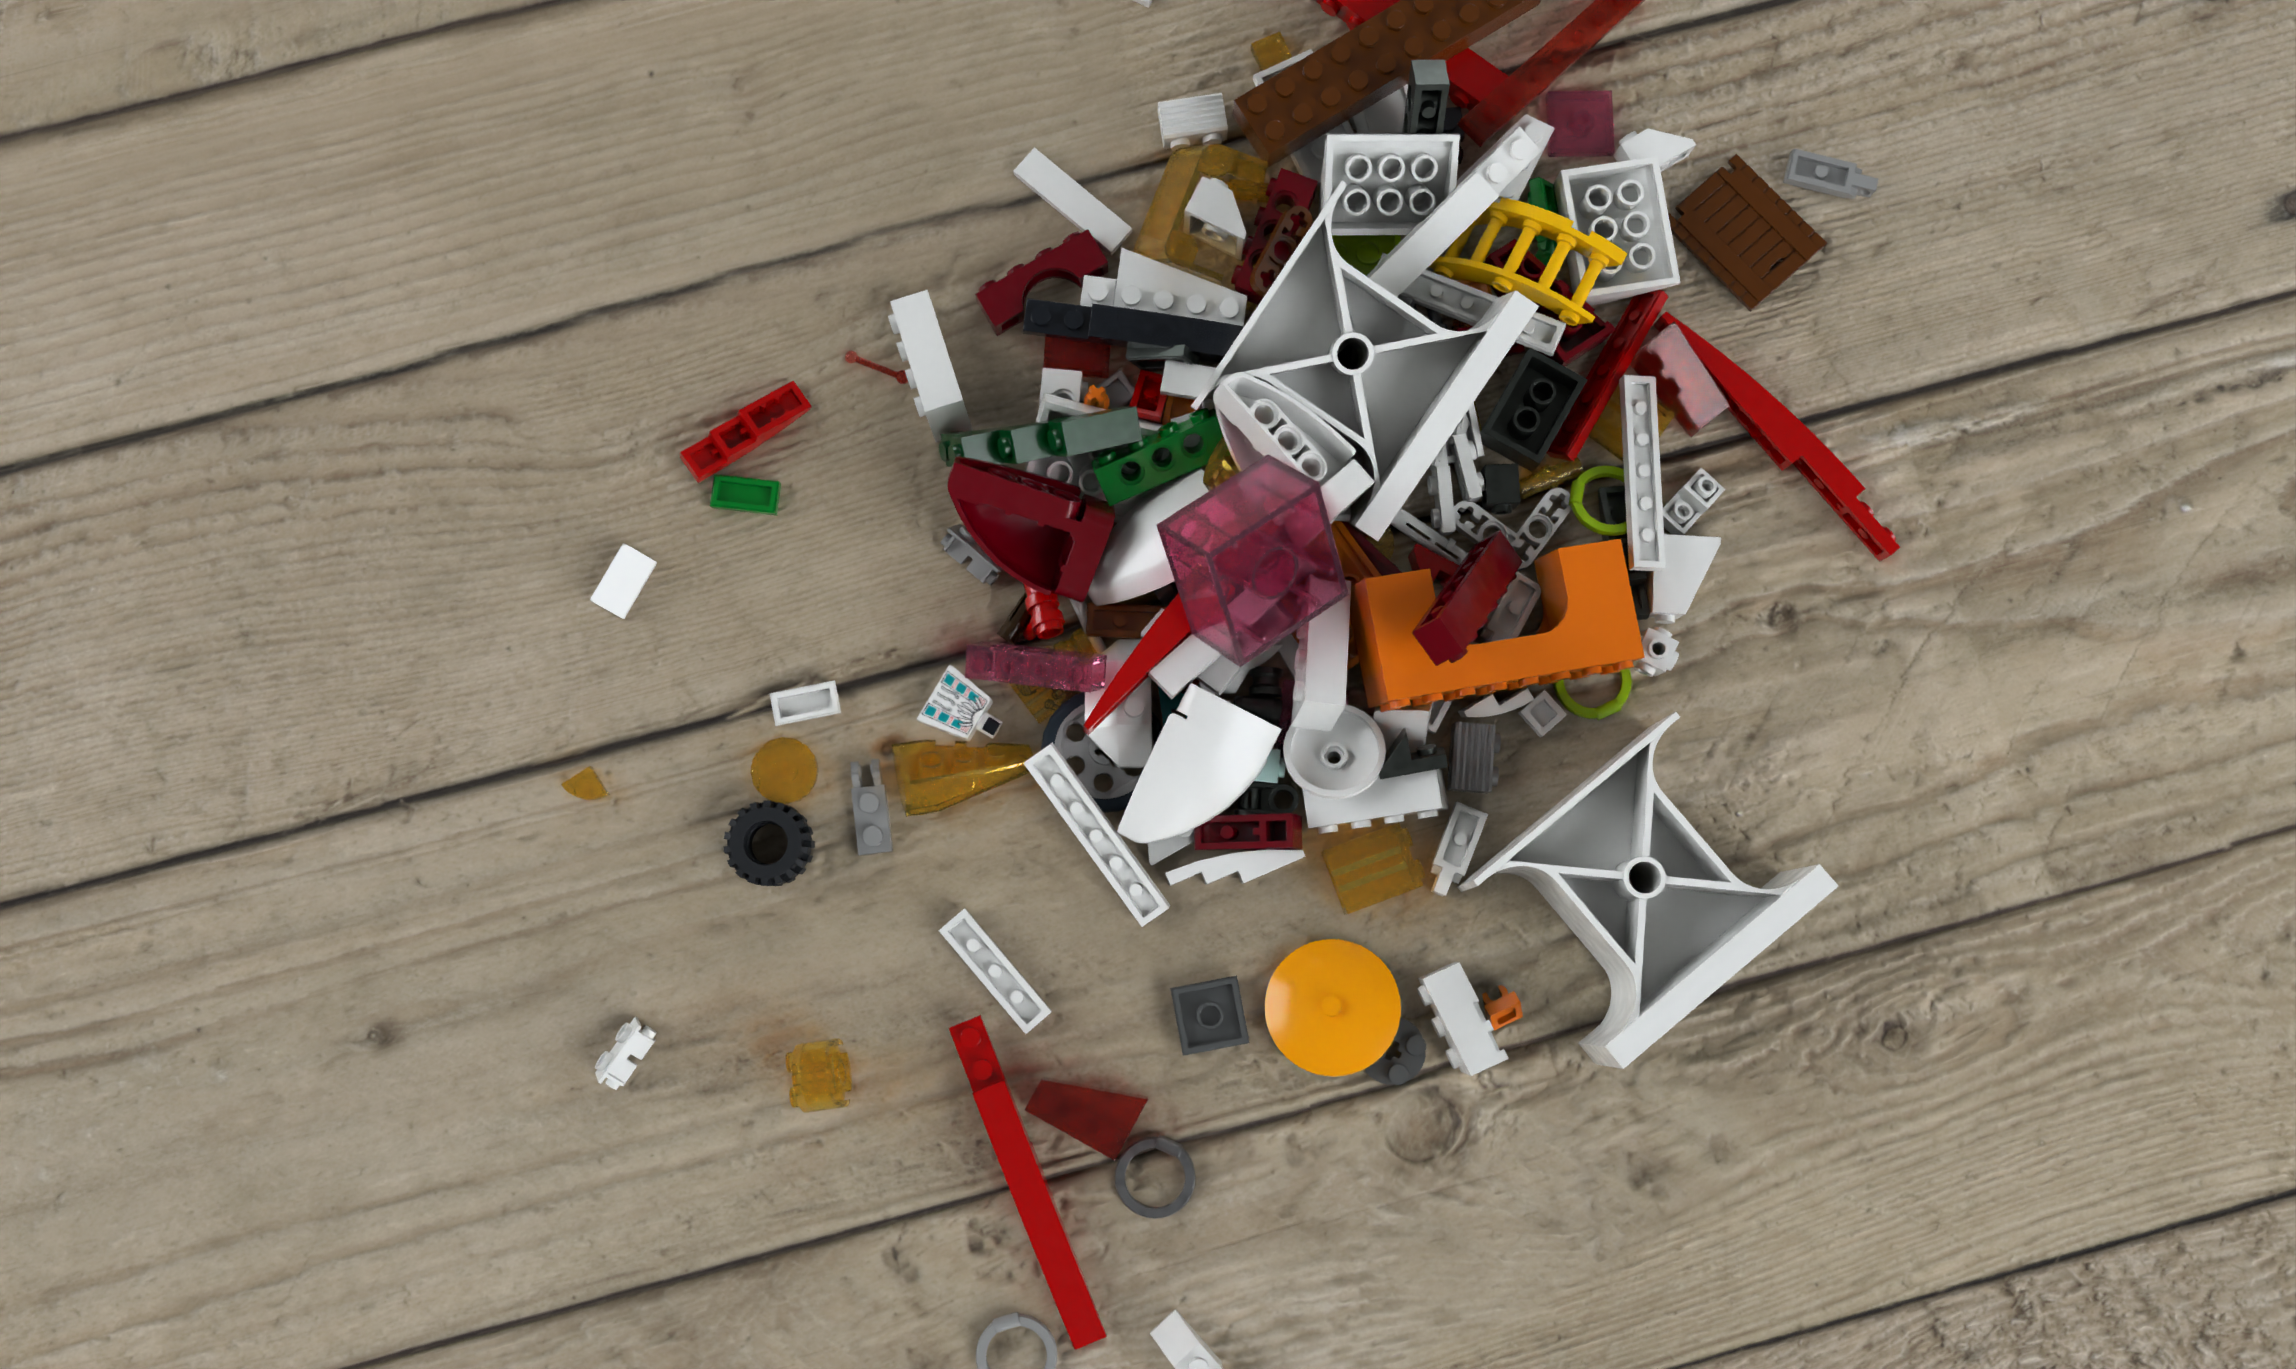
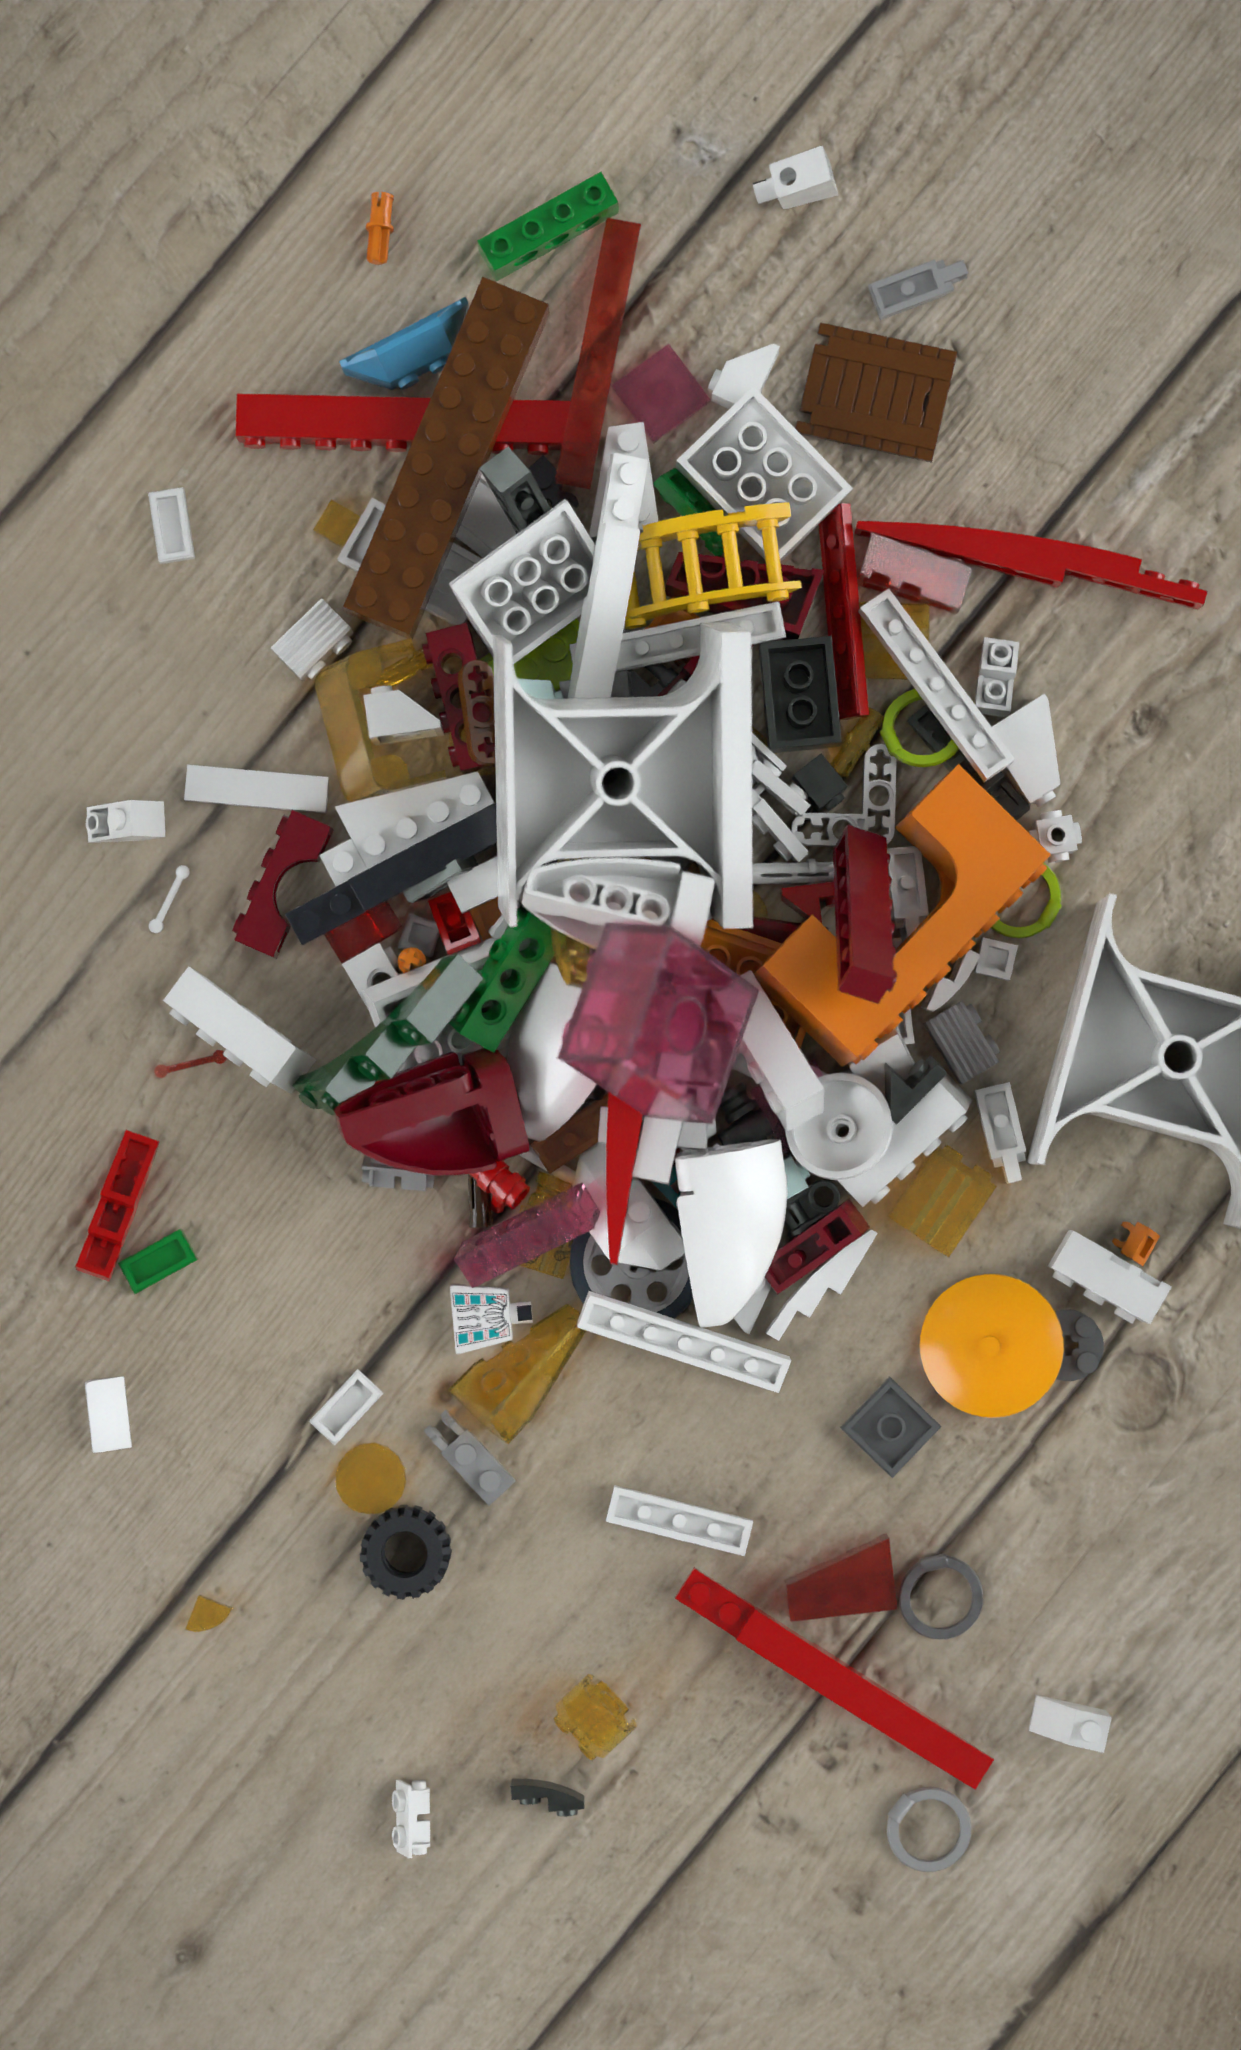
camera: 30 degrees left, 5 degrees up
(748, 1120) = (560, 1798): none -> pearl dark grey slope
(926, 248) = (156, 925): none -> white hinge
(959, 155) = (125, 821): none -> white slope
(1794, 36) = (811, 175): none -> white torso

